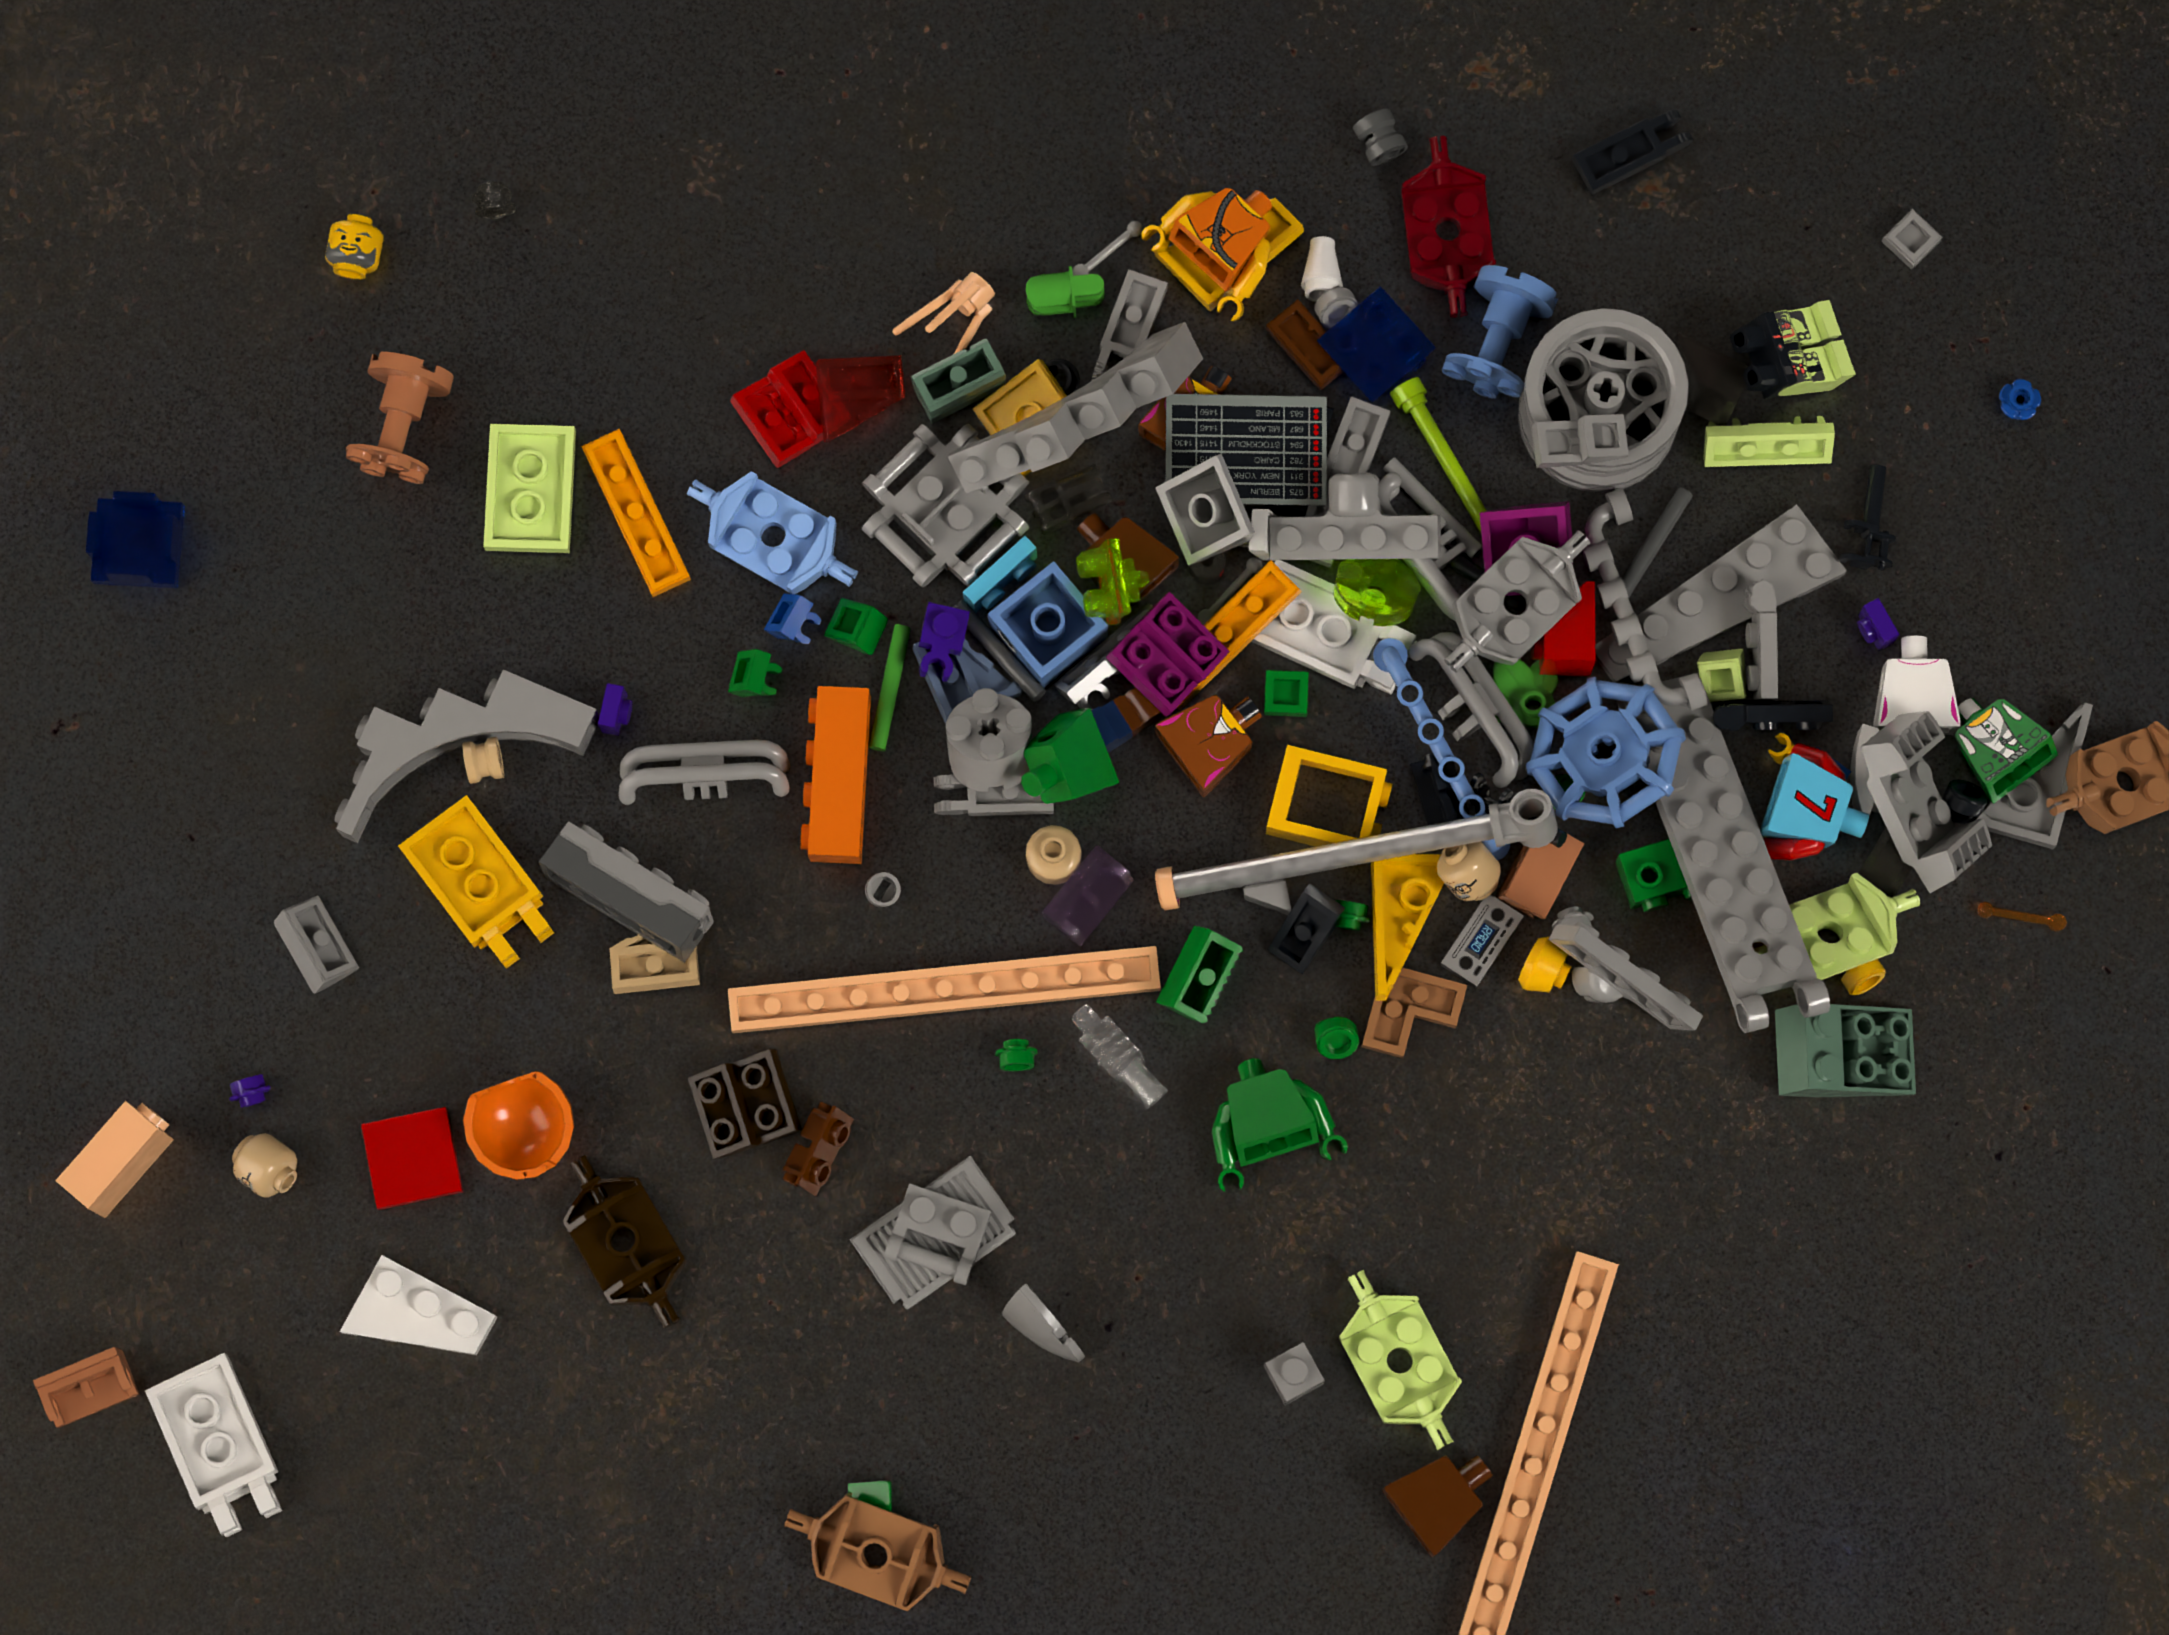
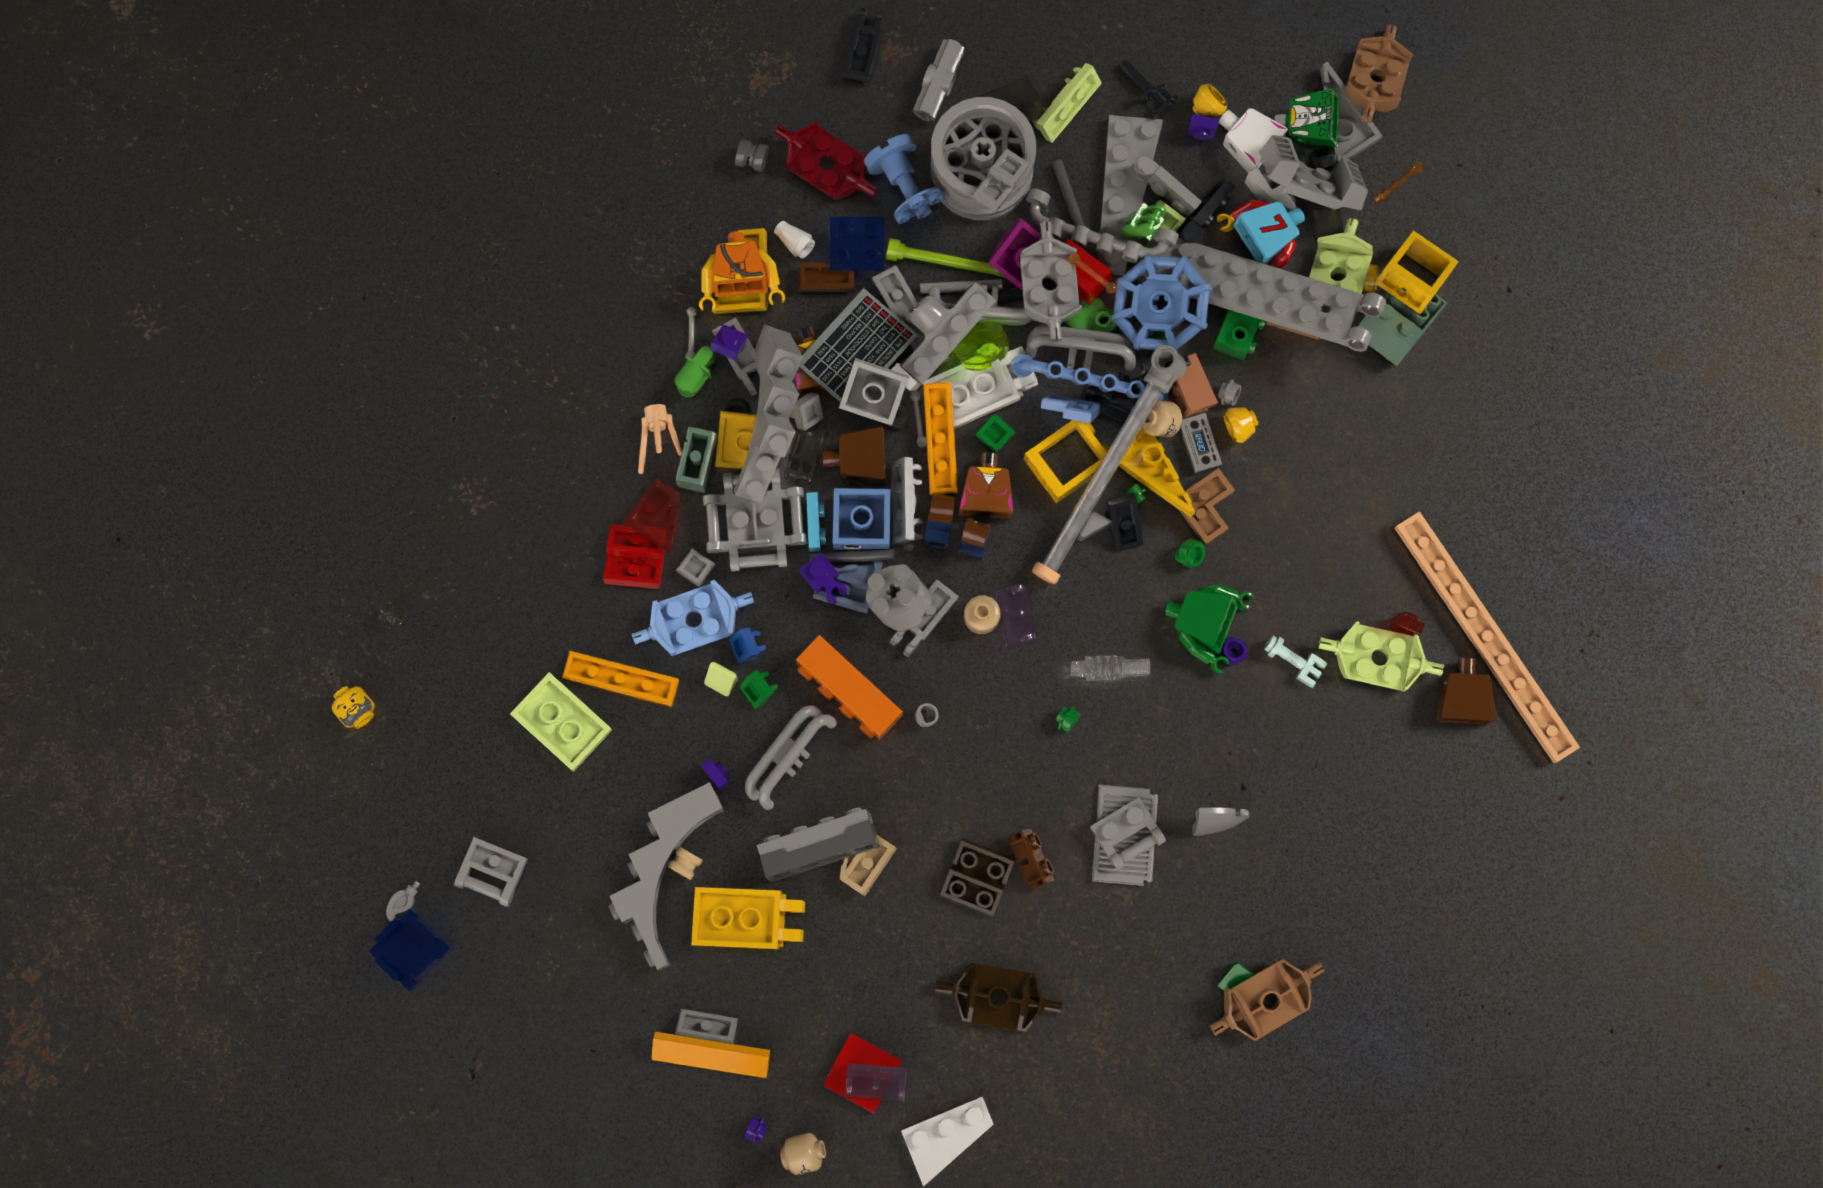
camera: 55 degrees left, 0 degrees up
(183, 487) = (402, 901): none -> light grey piece
(292, 970) = (710, 1054): none -> light orange tile
(310, 552) = (494, 862): none -> light grey plate
(402, 402) = (460, 748): nougat piece -> none
(411, 1179) = (876, 1082): none -> hinge
(519, 1125) = (896, 1001): orange cylinder -> none
(729, 623) = (720, 679): none -> yellowish green slope
(835, 487) = (695, 567): none -> light grey tile
(856, 626) = (776, 616): green slope -> none
(889, 687) = (822, 625): bright green bar -> none
(944, 989) = (1003, 727): light nougat plate -> none
(1068, 759) = (941, 565): green torso -> none
(1117, 581) = (872, 467): clear neon green hips -> none
(1125, 456) = (807, 411): none -> light grey tile
(1128, 299) = (729, 342): none -> dark purple plate
(1138, 771) = (974, 538): none -> reddish brown leg
(1167, 654) = (929, 473): magenta slope -> none
(1199, 974) = (1105, 592): green brick -> none
(1273, 1186) = (1239, 645): none -> dark purple plate
(1294, 1373) = (1346, 714): light grey brick -> none
(1315, 1282) = (1274, 646): none -> light aqua hinge
(1334, 306) = (819, 247): light grey tile -> none
(1389, 755) = (1073, 408): none -> medium blue tile
(1467, 1360) = (1407, 624): none -> clear red plate
(1568, 607) = (1074, 259): none -> clear orange hinge
(1611, 975) = (1274, 390): light grey plate -> none
(1663, 272) = (938, 80): none -> light grey piece
(1689, 651) = (1143, 222): none -> bright green arm
(1794, 351) = (1029, 57): hips -> none
(1881, 1044) = (1417, 292): none -> yellow window
(1916, 607) = (1209, 102): none -> yellow cone

